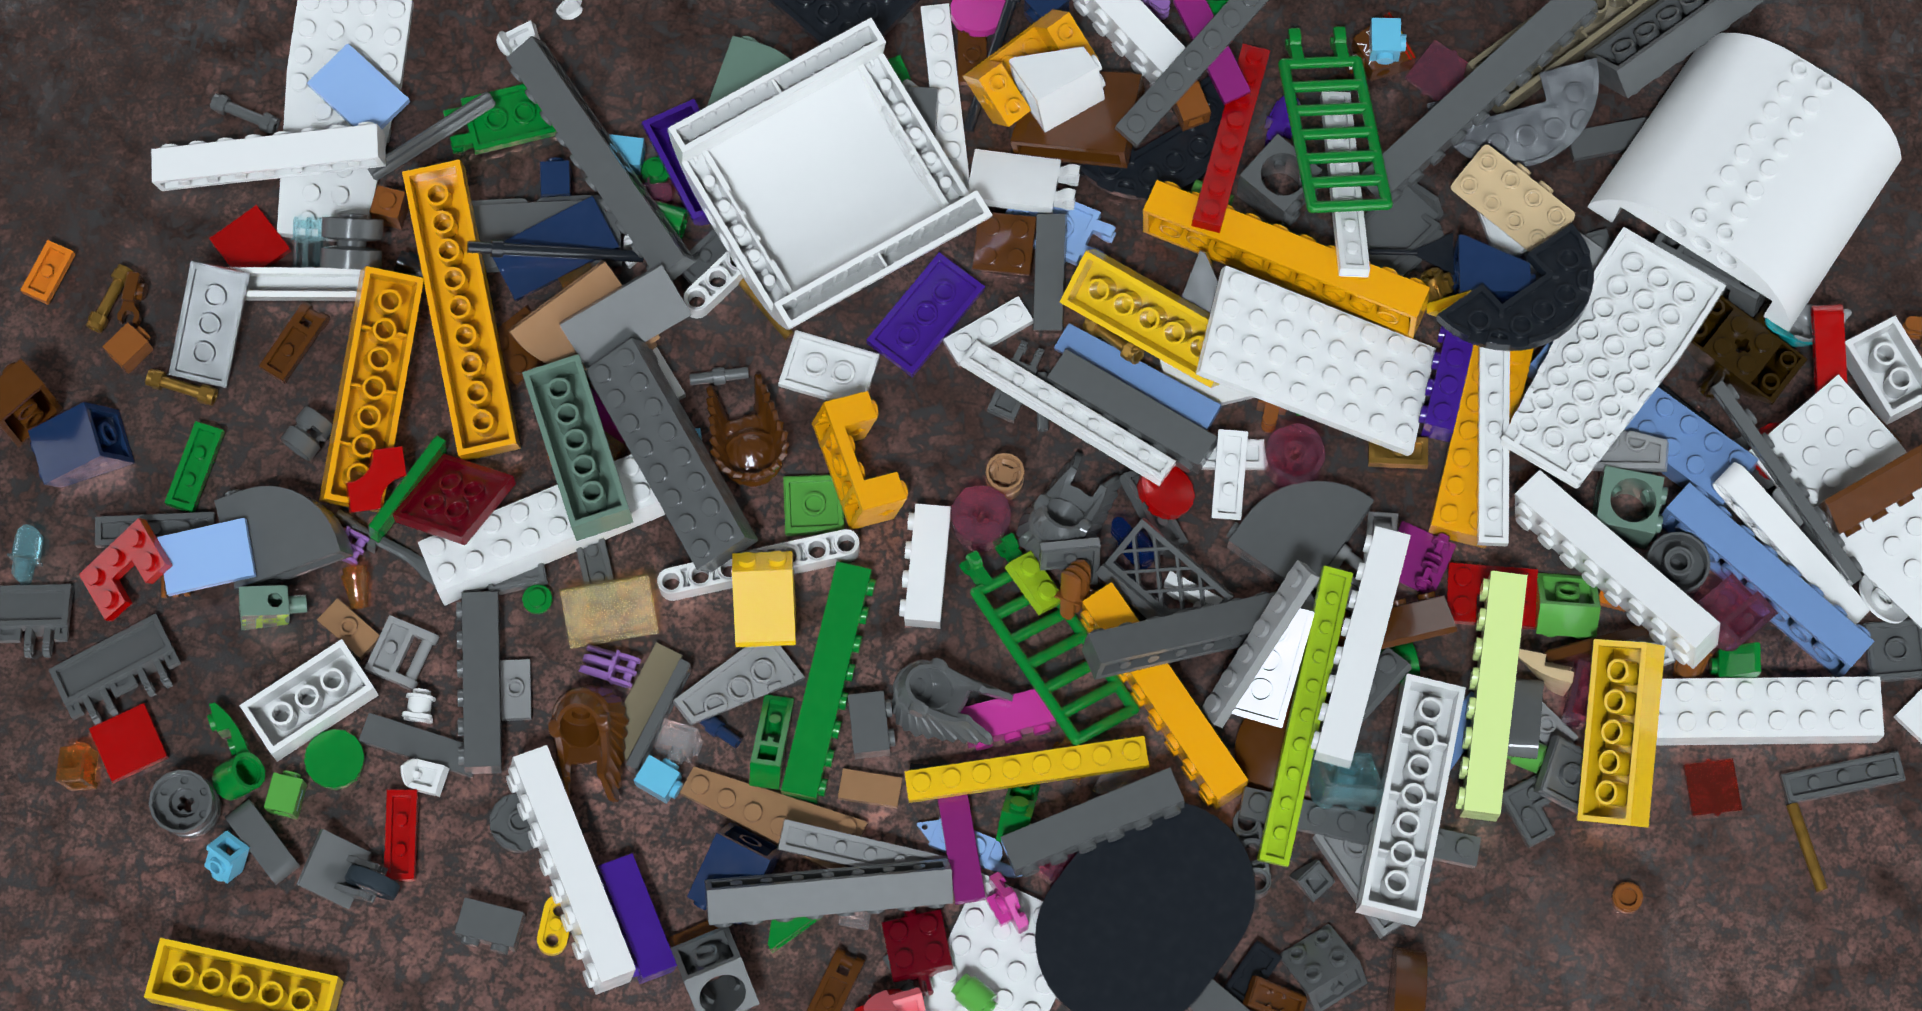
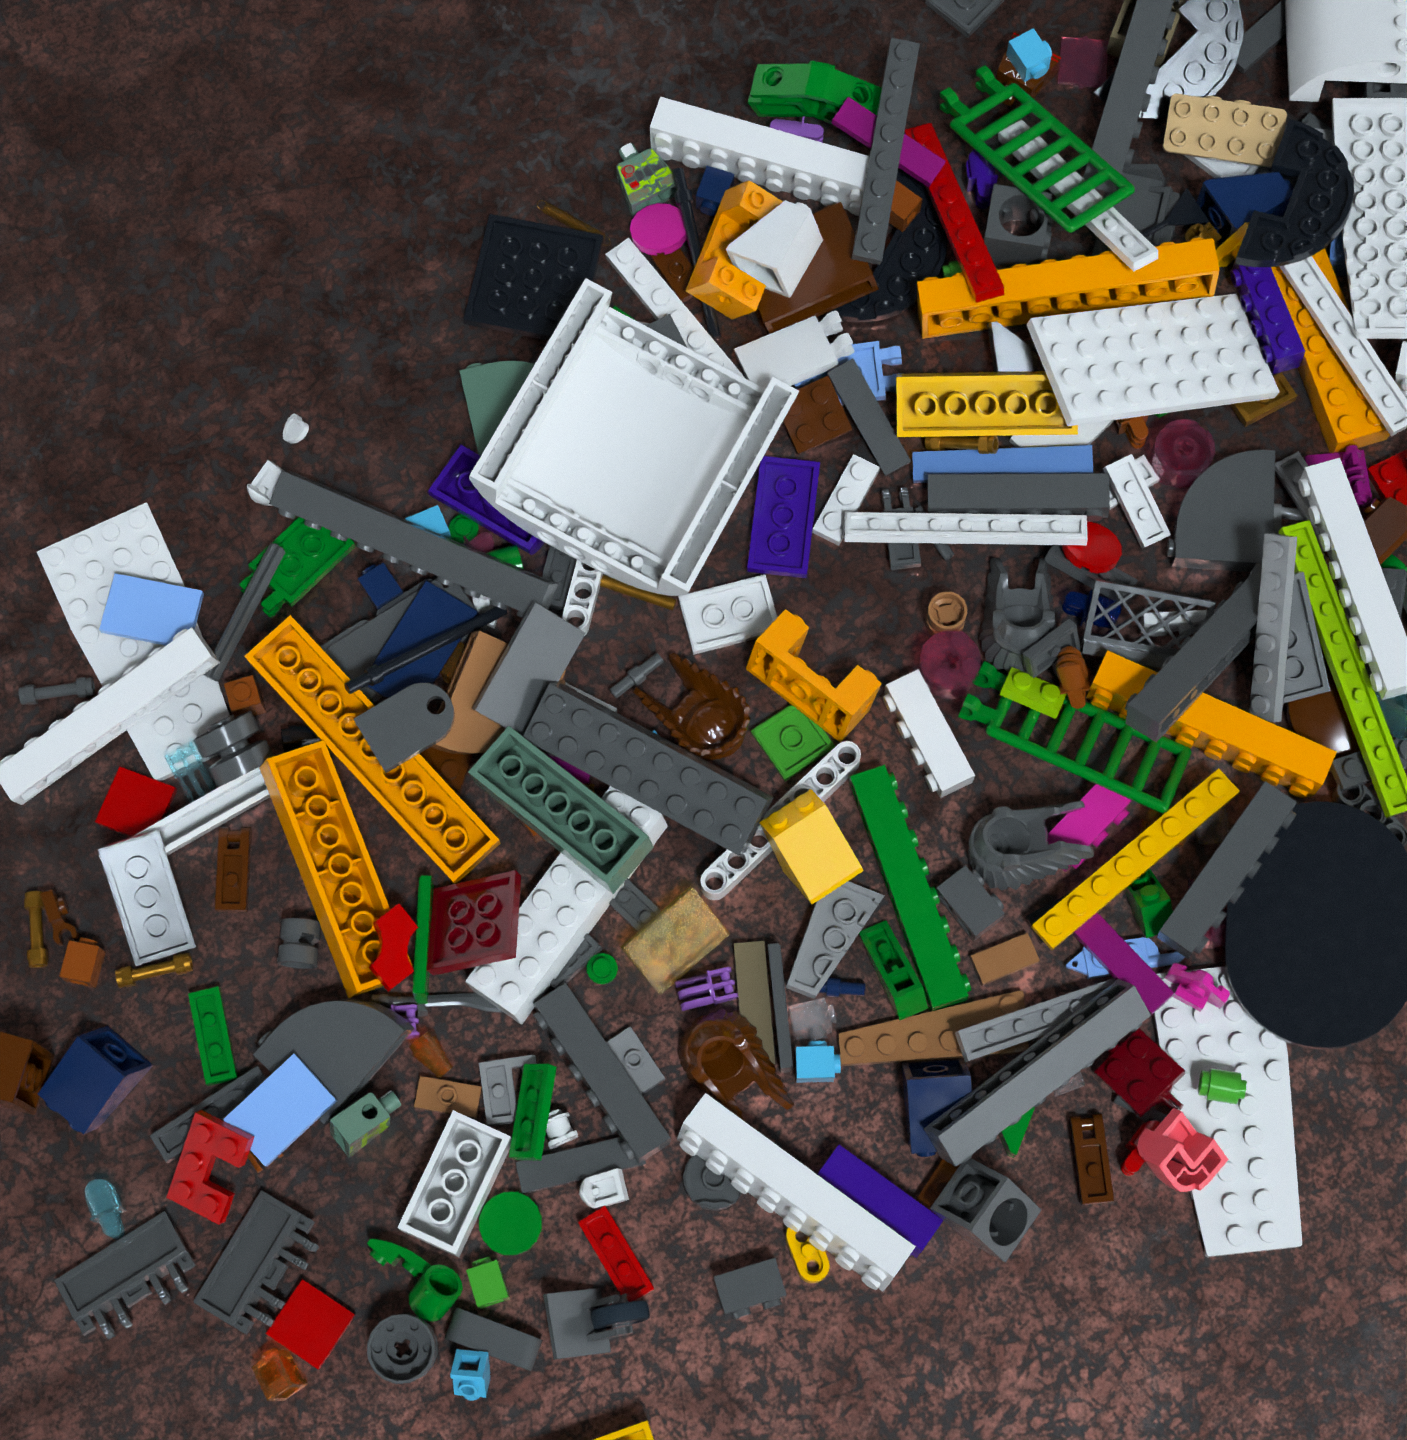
camera: 30 degrees left, 0 degrees up
(405, 679) = (532, 1112): none -> green plate
(496, 304) = (404, 726): none -> dark grey tile

